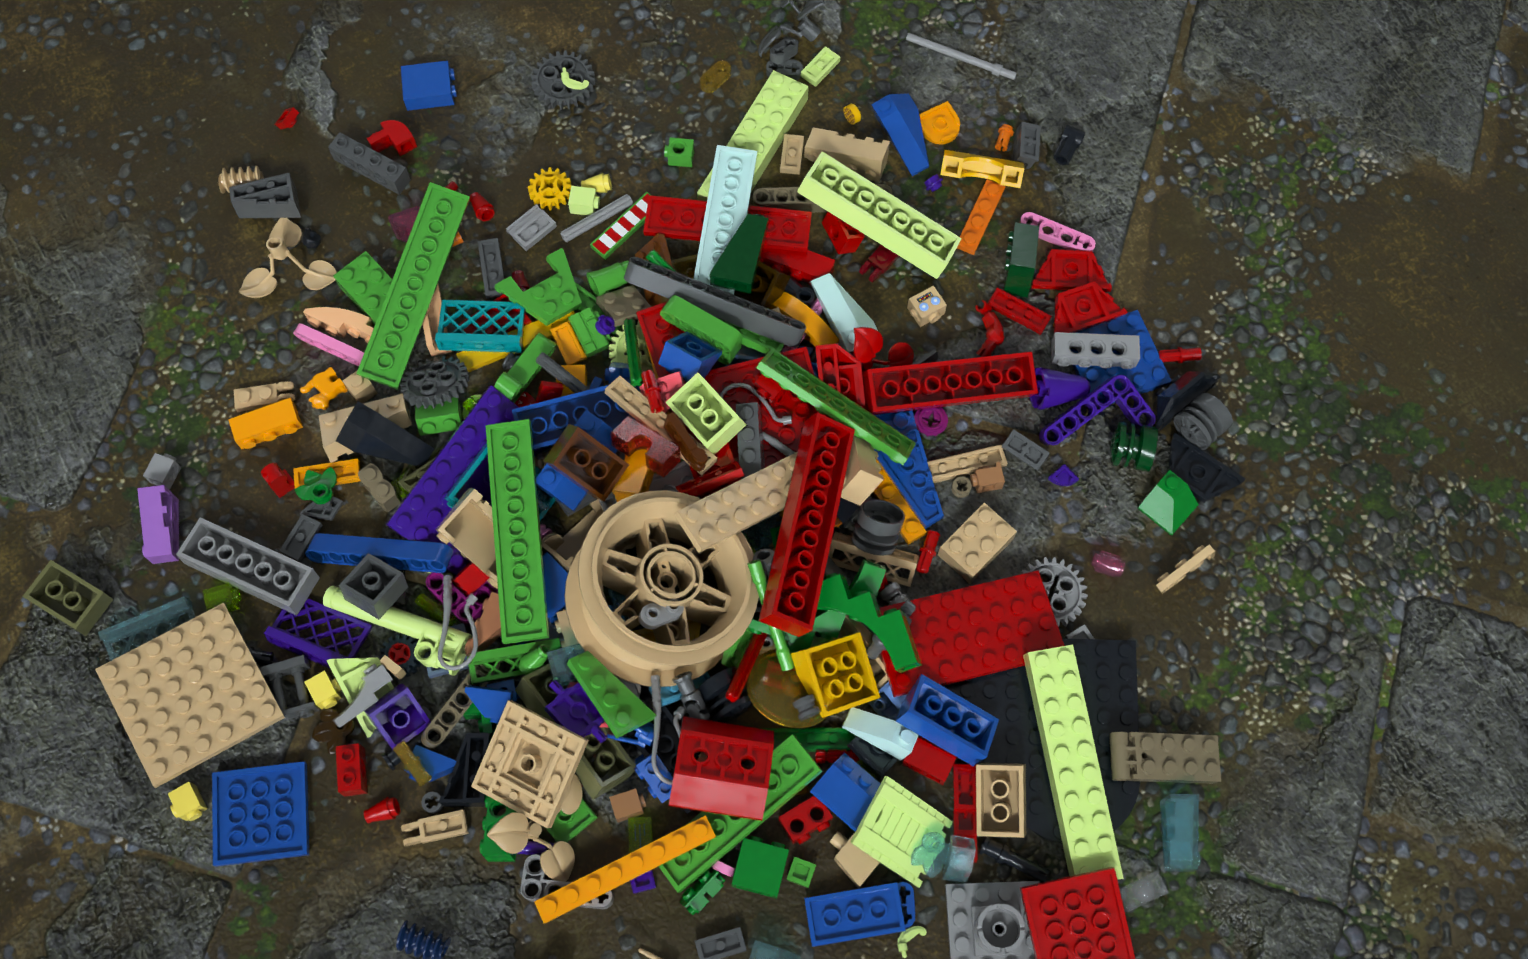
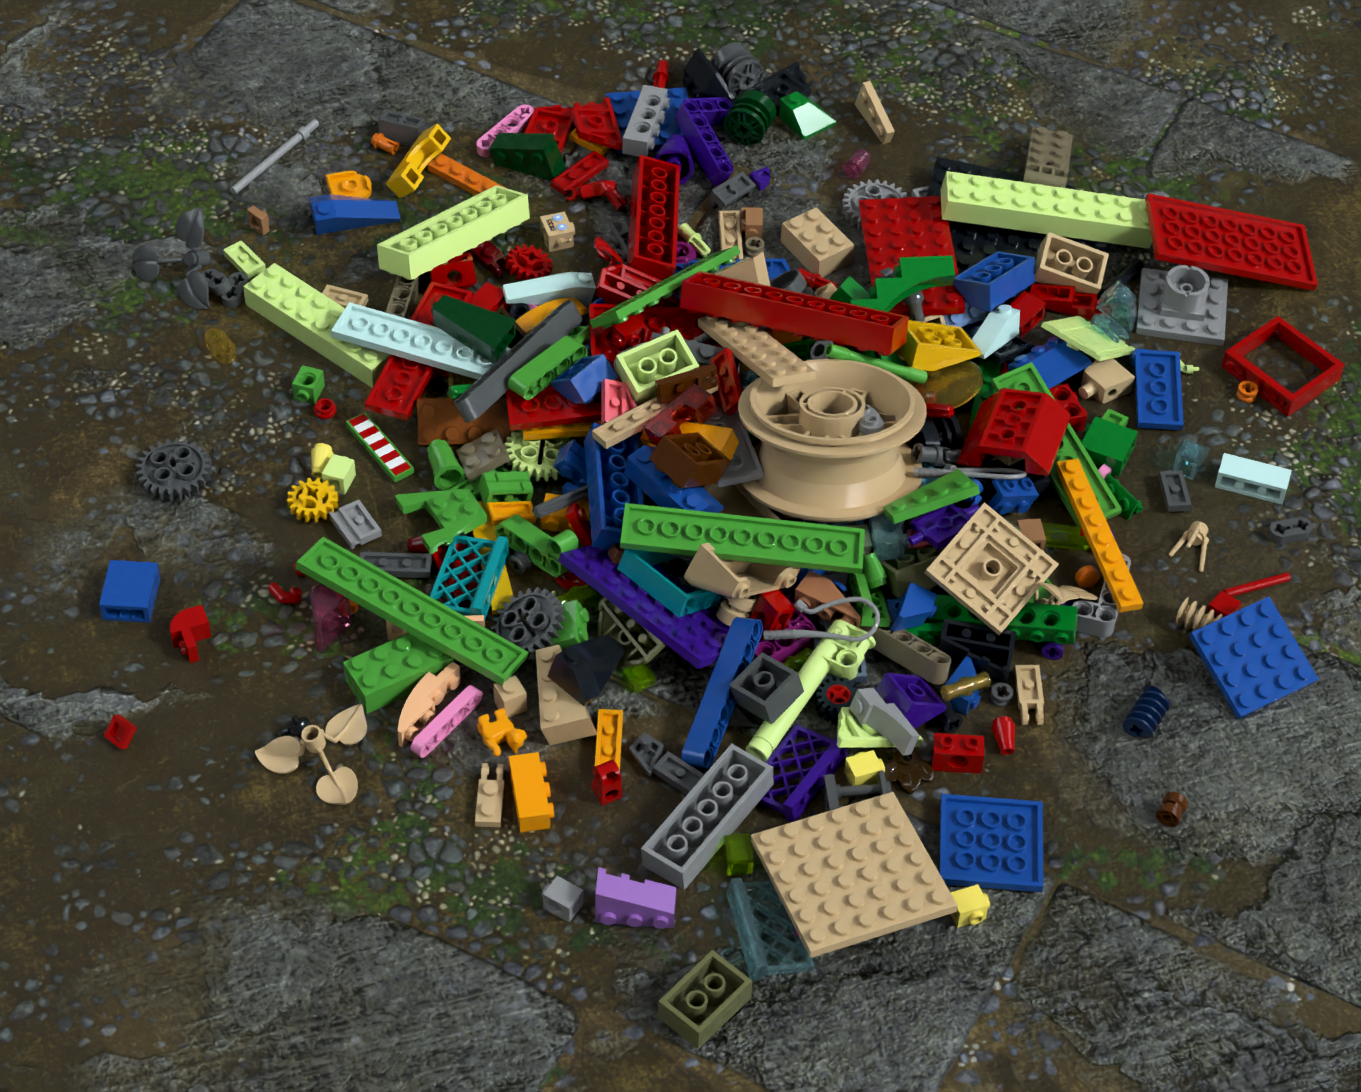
camera: 80 degrees left, 20 degrees down
(232, 179) = (192, 783): tan piece -> none
(266, 198) = (233, 753): dark grey wedge -> none
(317, 484) = (624, 742): green plate -> none
(369, 163) = (217, 656): dark grey brick -> none
(379, 487) = (639, 693): dark tan brick -> none
(392, 667) = (851, 690): tan tile -> none
(570, 83) = (188, 454): yellowish green piece -> none
(586, 865) = (1087, 576): none -> orange tile
(596, 218) = (362, 469): light grey axle -> none
(605, 325) = (507, 464): dark purple plate -> none
(633, 352) = (557, 431): green axle -> none
(652, 391) = (620, 403): red axle -> none
(658, 168) = (325, 408): none -> red plate
(806, 707) = (969, 361): dark grey wheel -> none
(852, 114) = (313, 245): yellow tile -> none
(859, 155) = (361, 252): tan wedge -> none
(871, 63) = (258, 220): none -> medium nougat plate
(874, 300) = (528, 262): none -> red gear
(933, 183) = (418, 202): dark purple plate -> none
(953, 429) = (694, 239): none -> yellowish green axle
(1070, 141) = (406, 97): black piece -> none
(1180, 832) = (1112, 168): clear light blue wedge -> none

